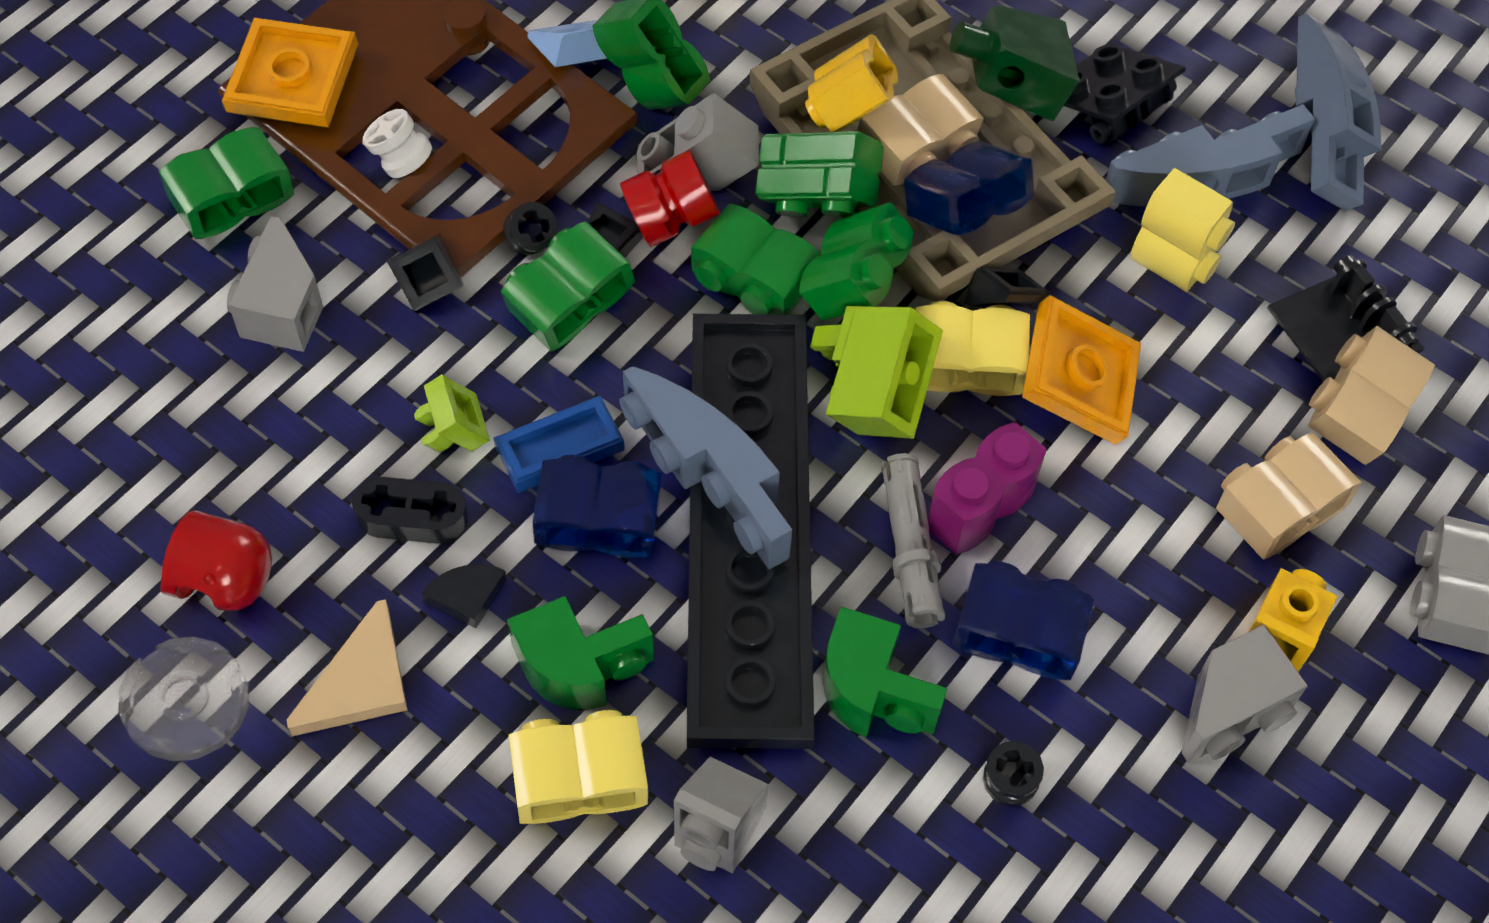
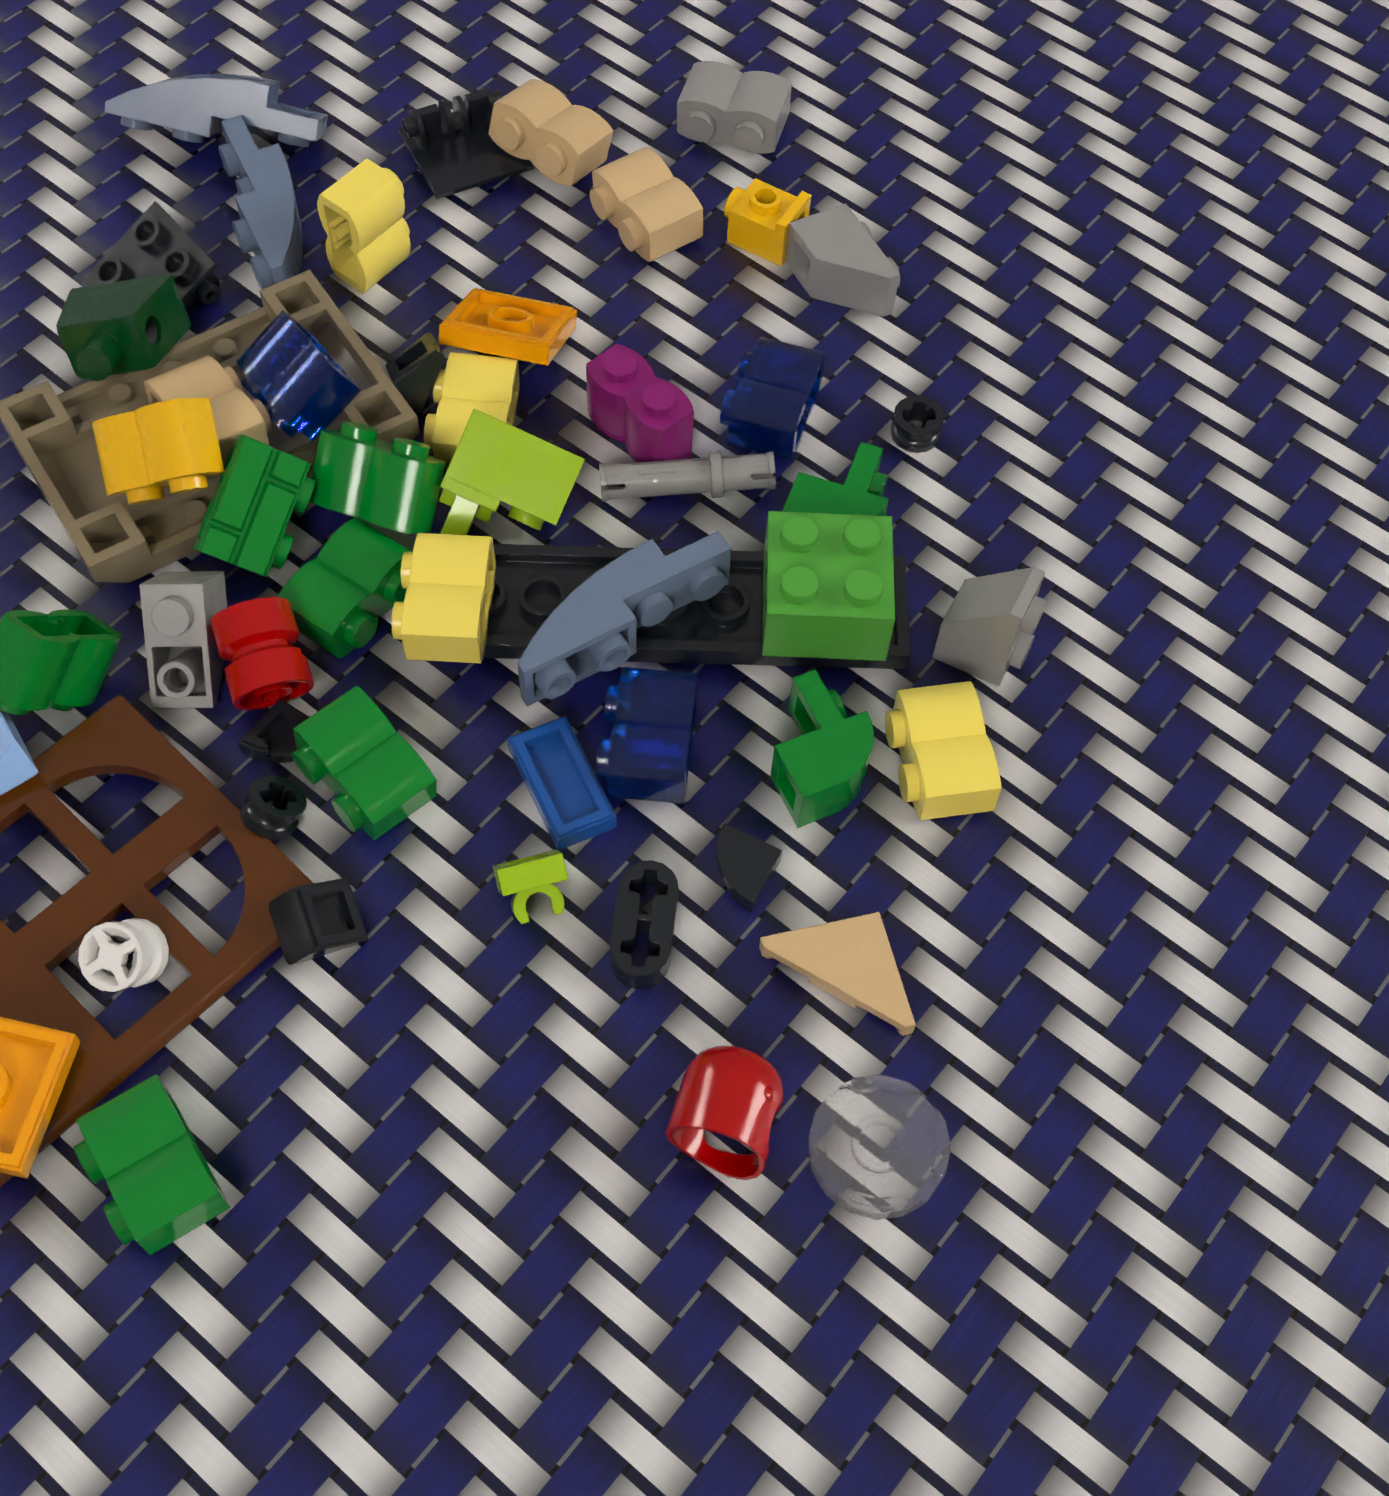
camera: 90 degrees left, 0 degrees up
(277, 293) = (335, 1079): light grey slope -> none
(724, 323) = (445, 598): none -> light yellow brick
(745, 641) = (828, 586): none -> bright green brick

